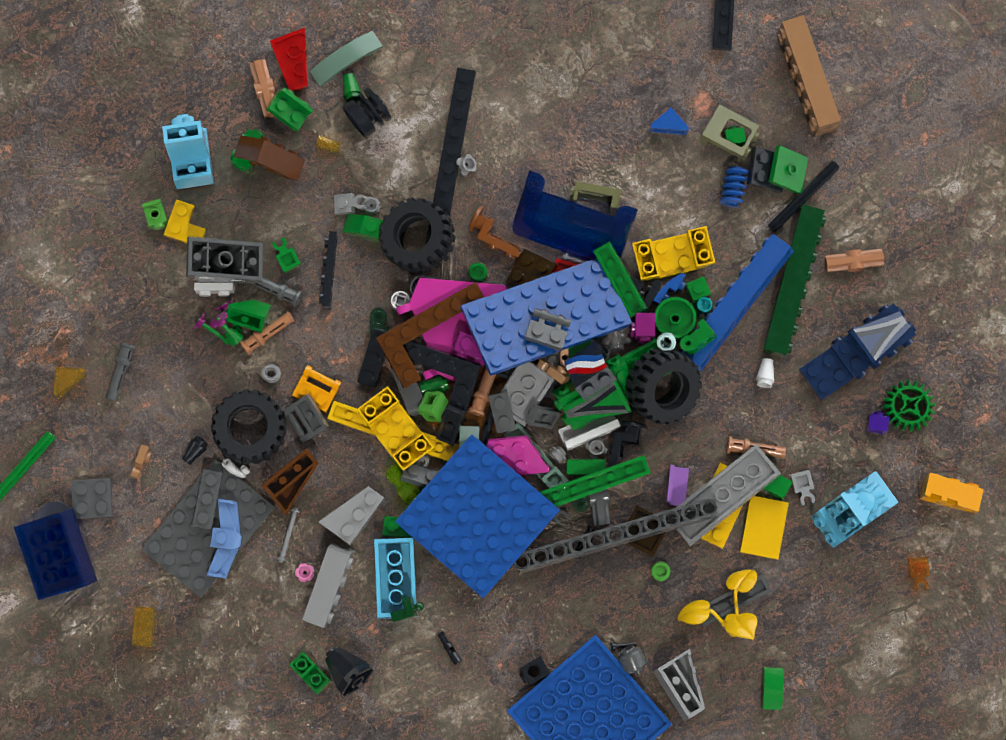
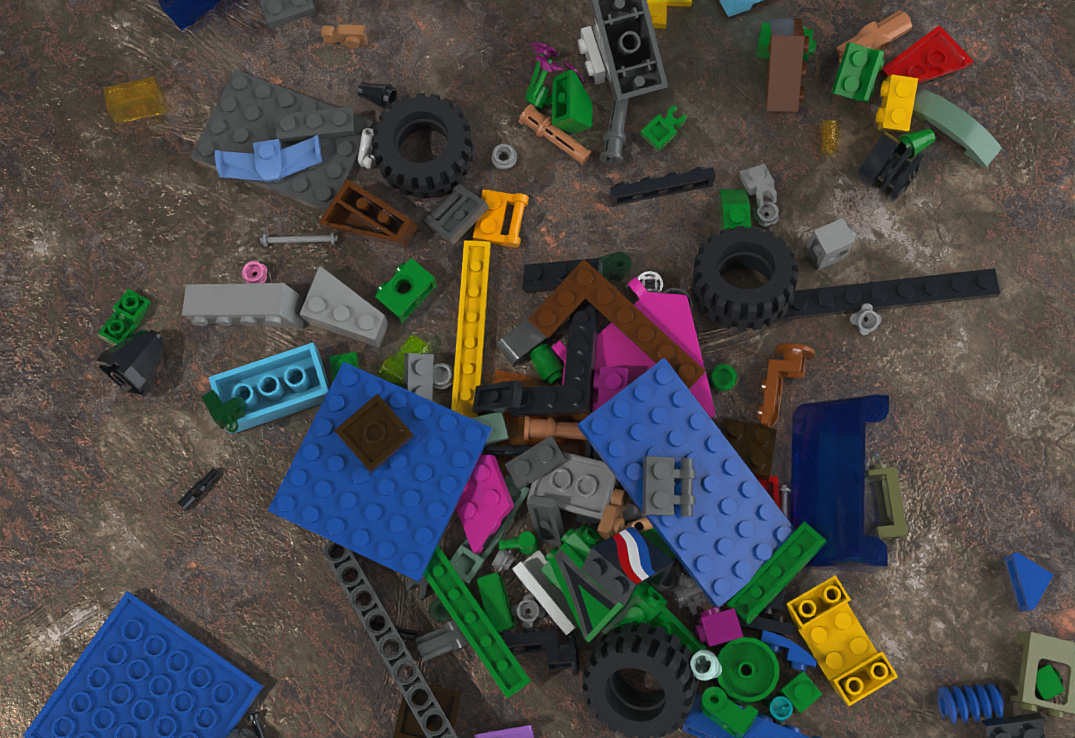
camera: 80 degrees right, 5 degrees down
(322, 91) = (897, 103): none -> yellow brick
(349, 457) = (399, 304): none -> green brick
(395, 428) = (472, 326): yellow slope -> none
(409, 170) = (830, 243): none -> light grey brick
(433, 406) = (518, 366): bright green brick -> none
(454, 510) = (374, 433): none -> dark brown plate
(538, 663) = (201, 620): black brick -> none
(551, 437) = (526, 543): none -> green piece

